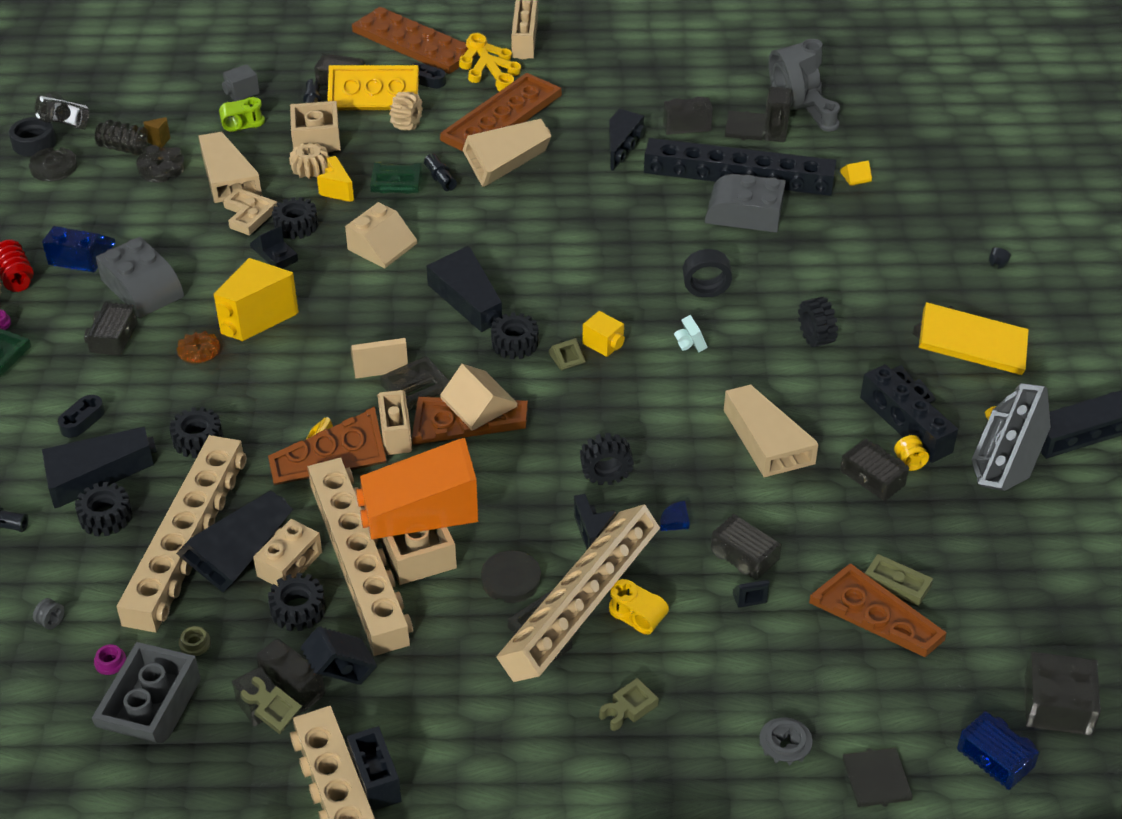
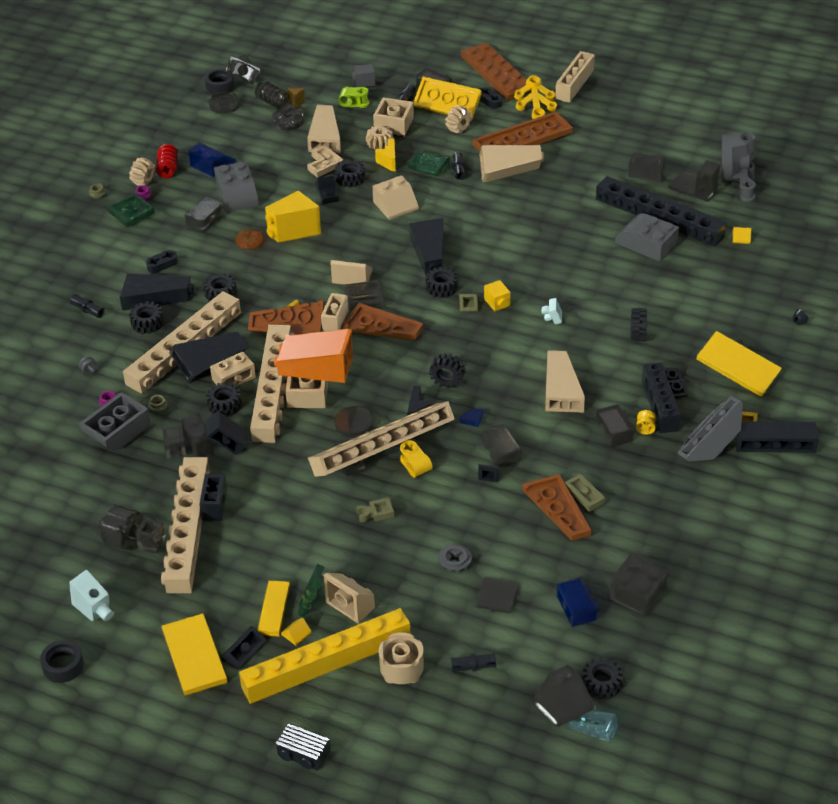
camera: 25 degrees right, 0 degrees up
(274, 708) = (177, 448): olive plate -> none
(476, 397) = (392, 311): tan slope -> none
(624, 133) = (594, 169): black slope -> none
(702, 259) = (591, 266): black tyre -> none

